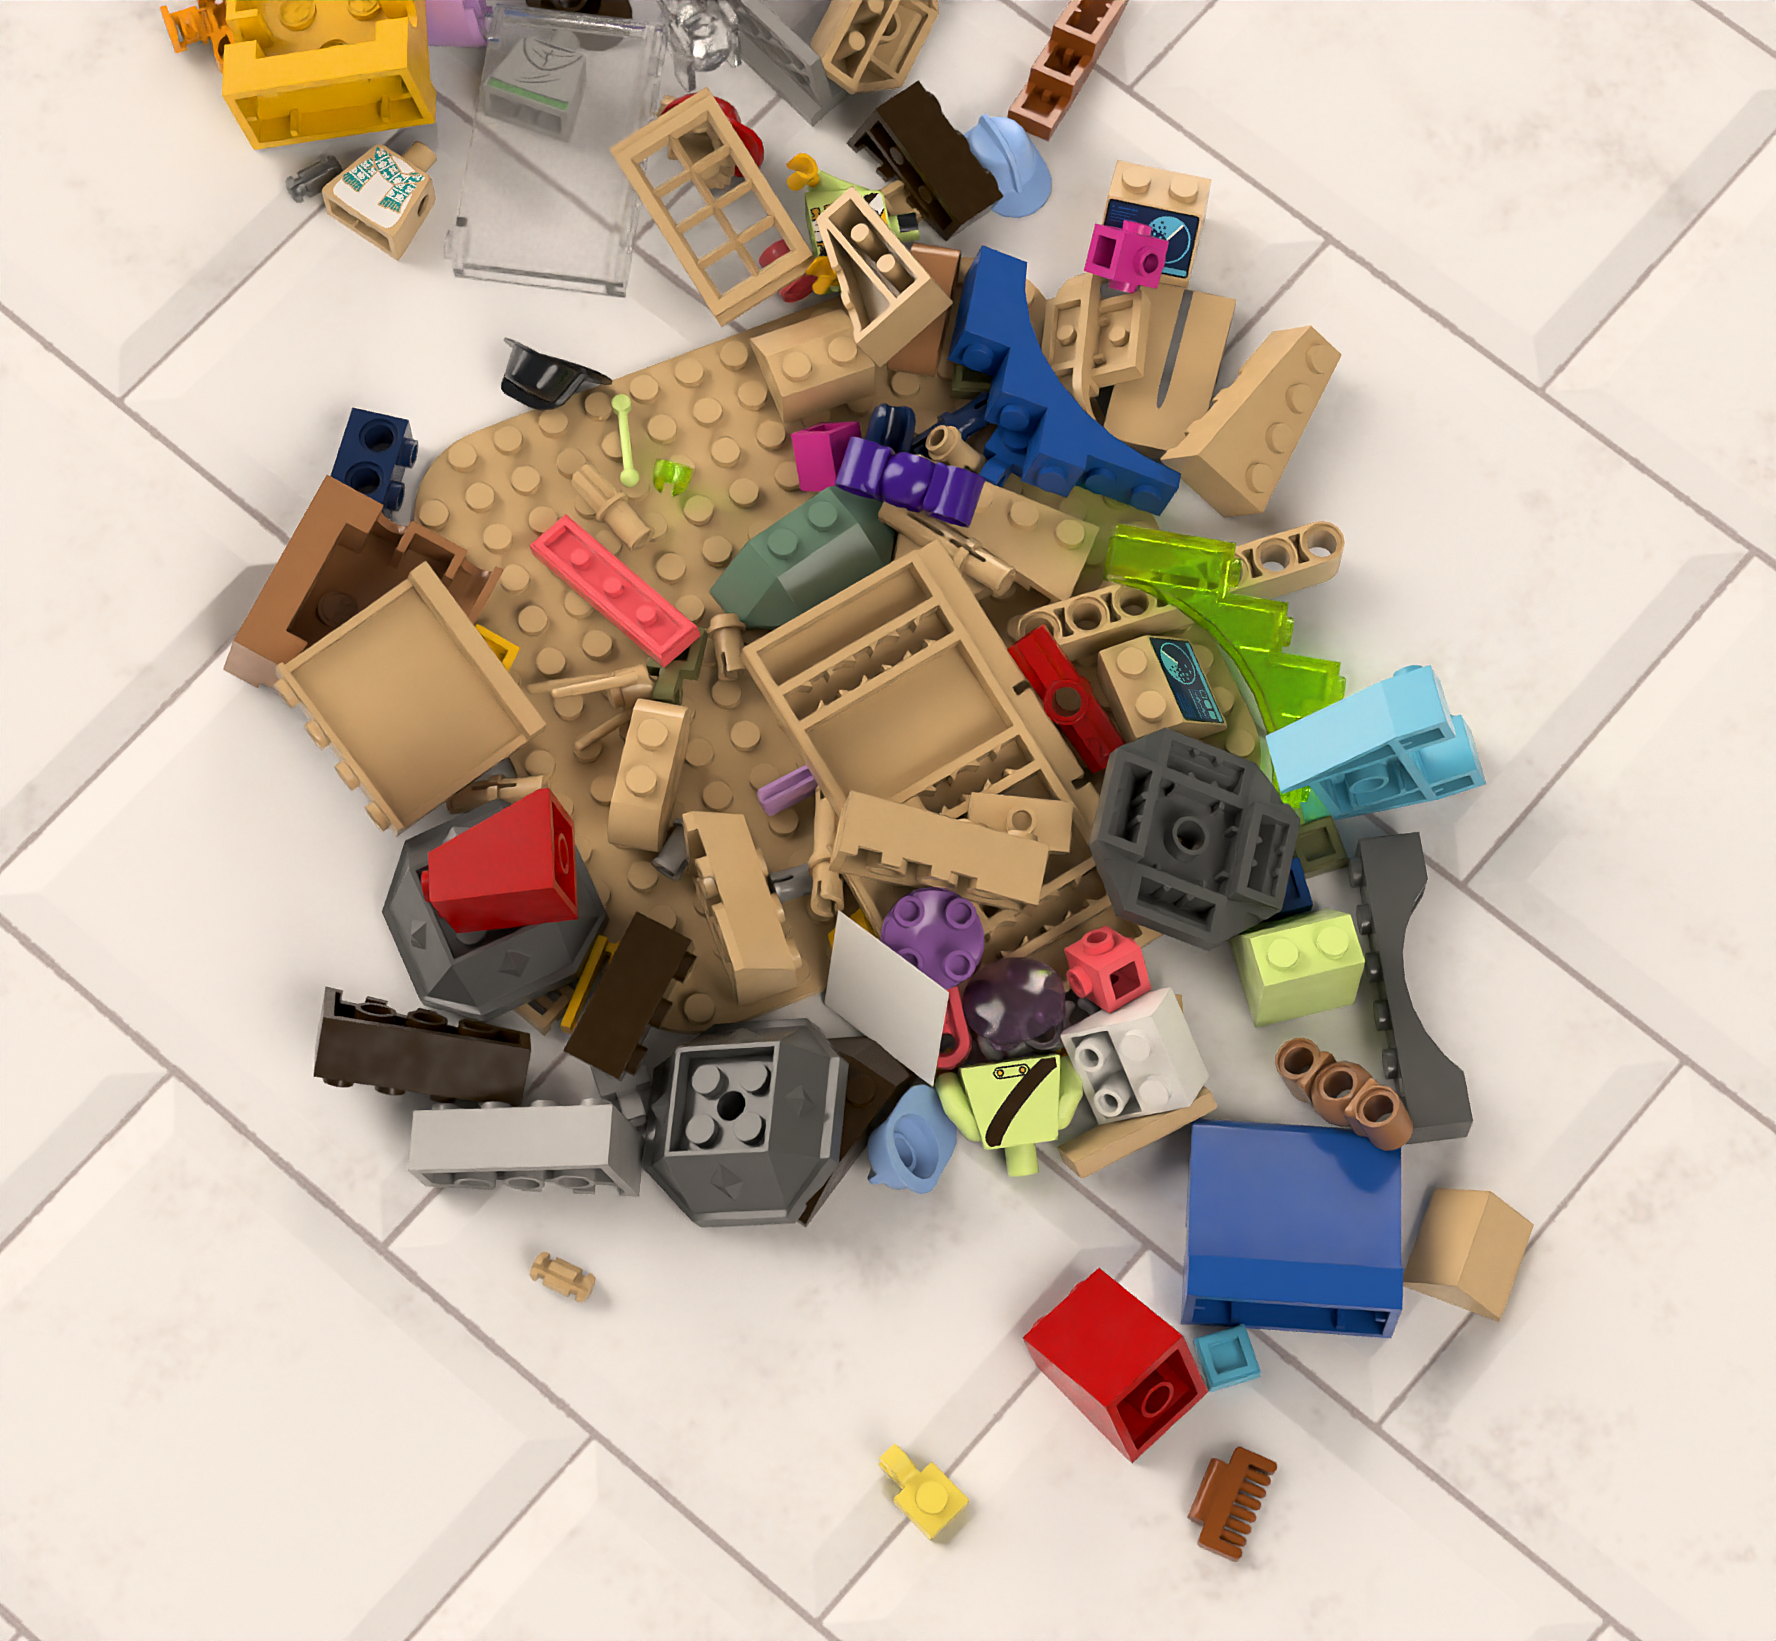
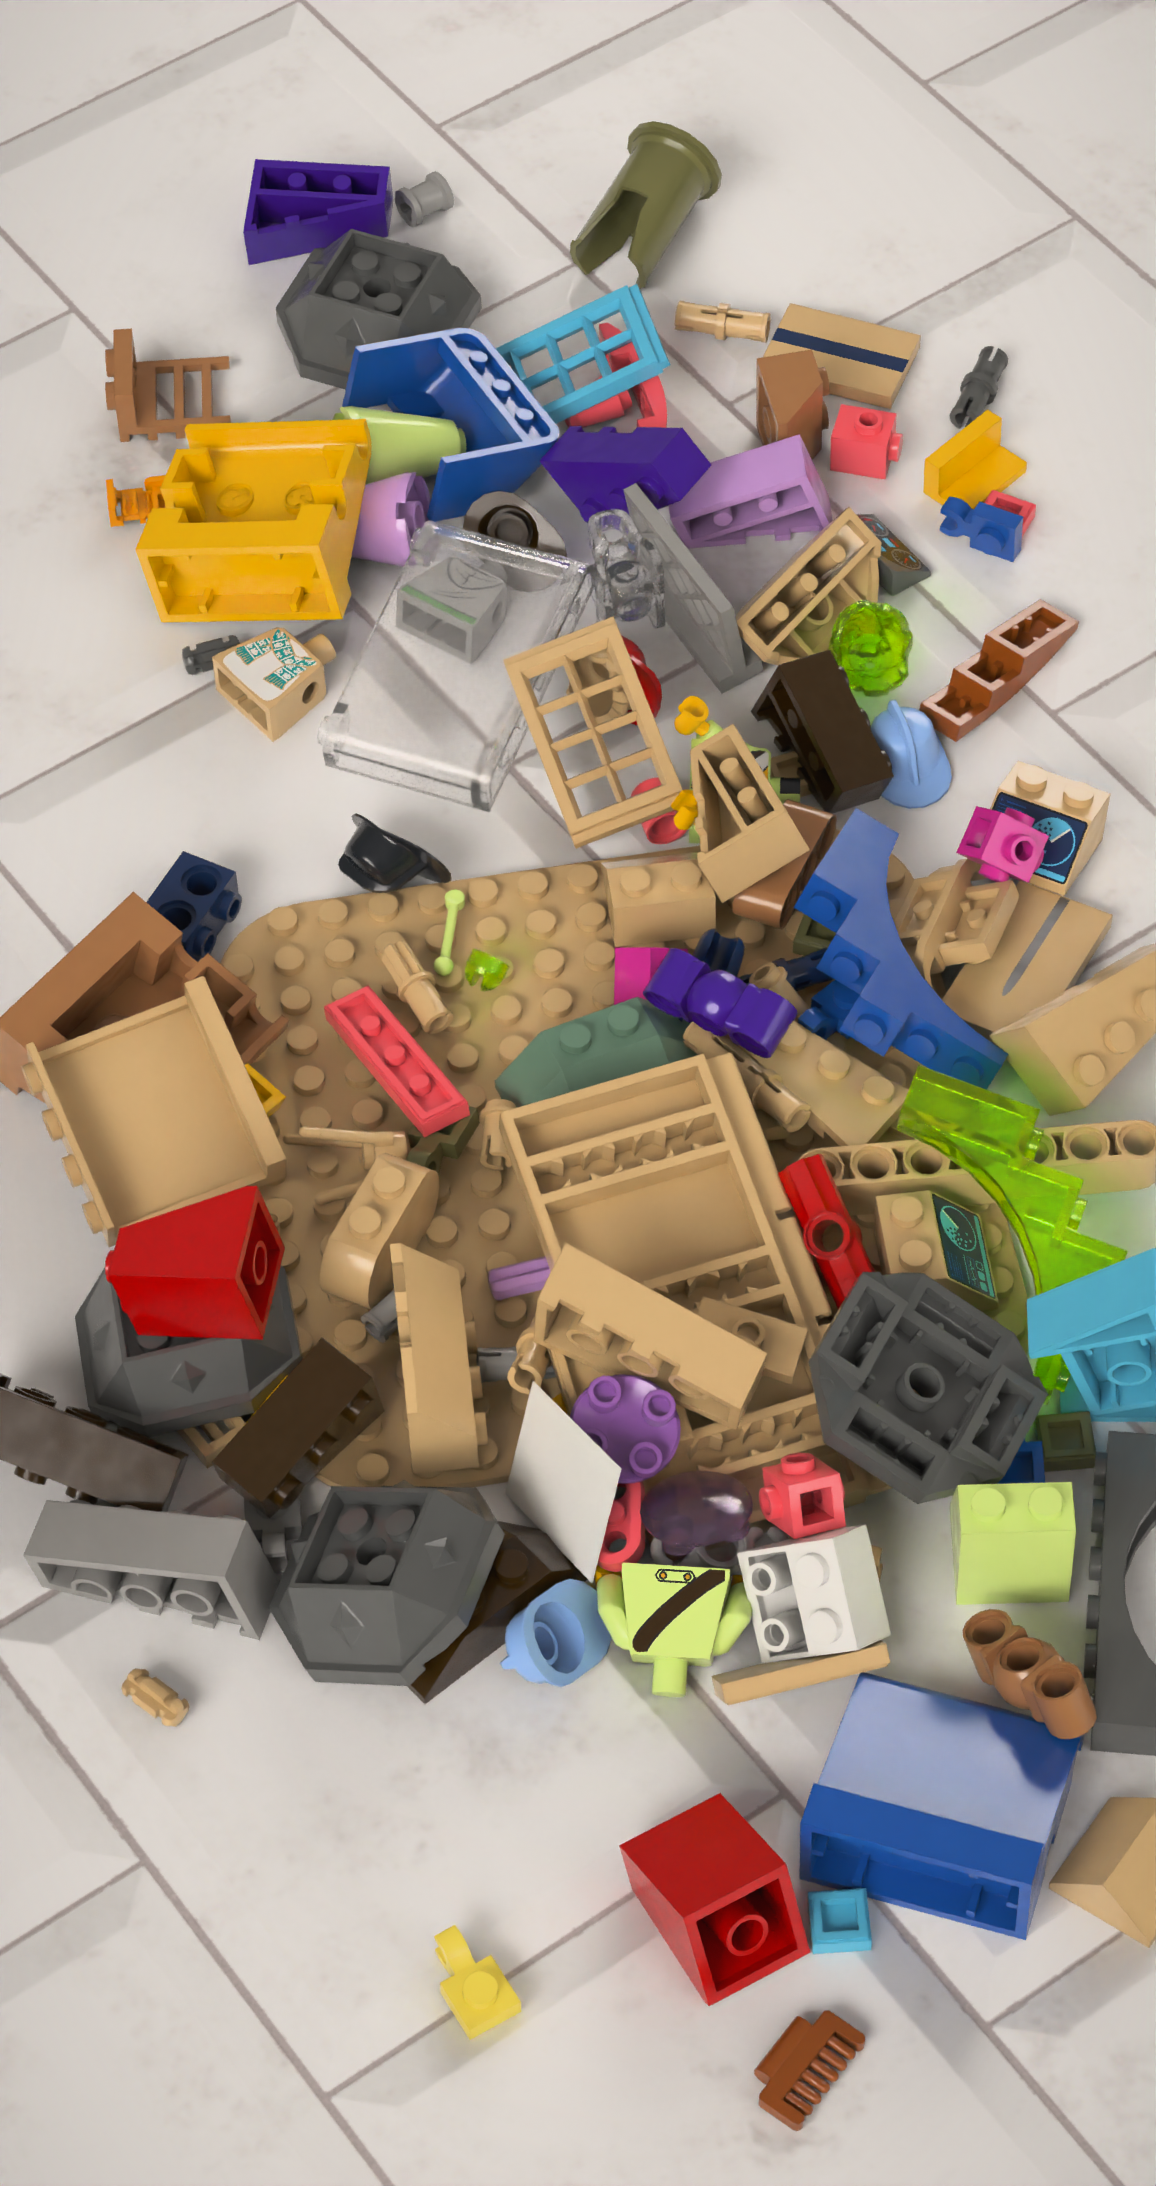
camera: 15 degrees right, 15 degrees down
(950, 44) = (874, 635): none -> clear neon green hair

